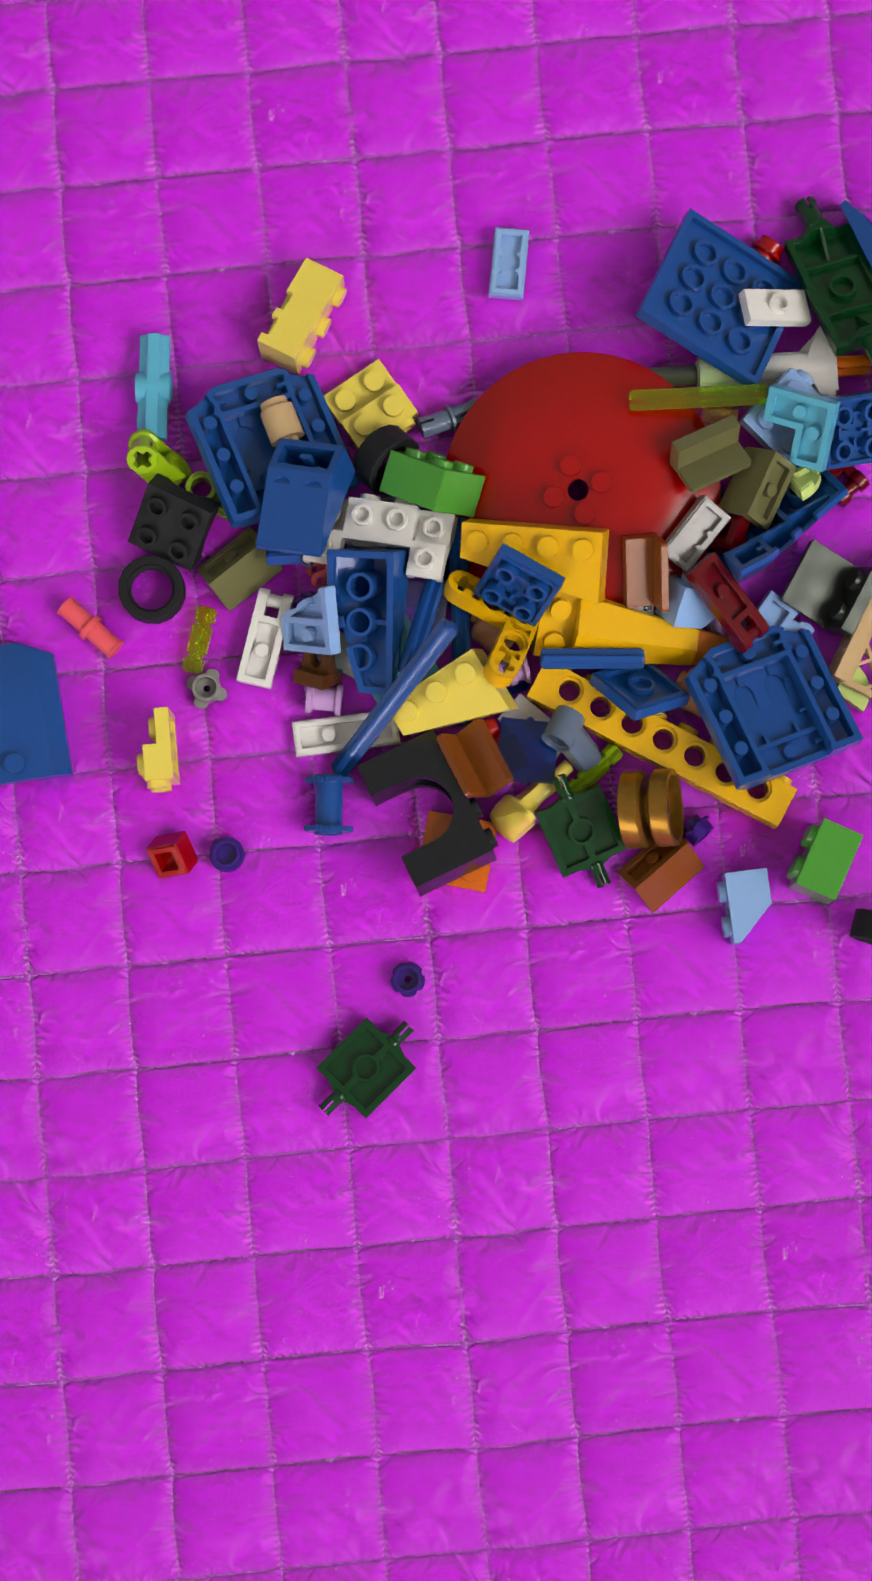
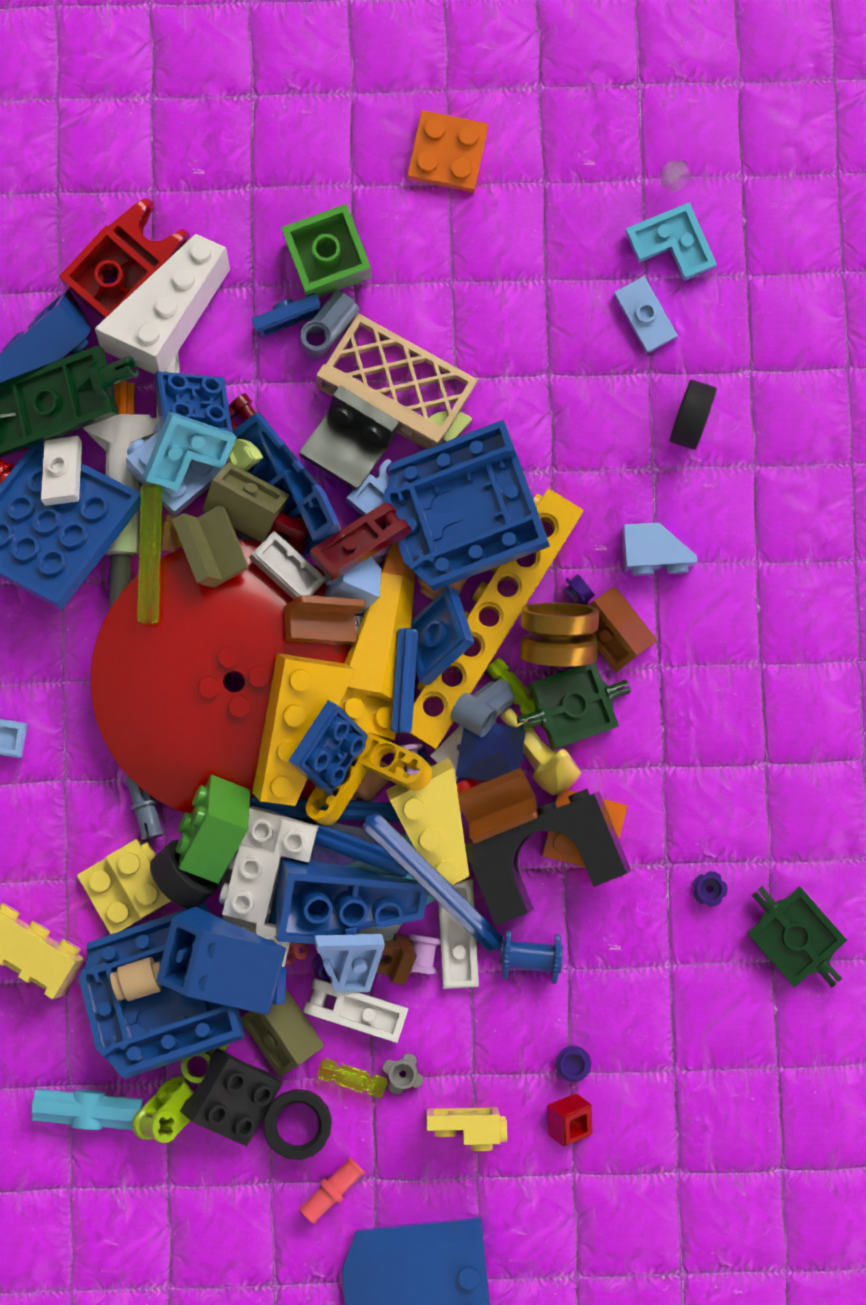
camera: 90 degrees left, 0 degrees up
(823, 861) = (621, 468): bright green brick -> none

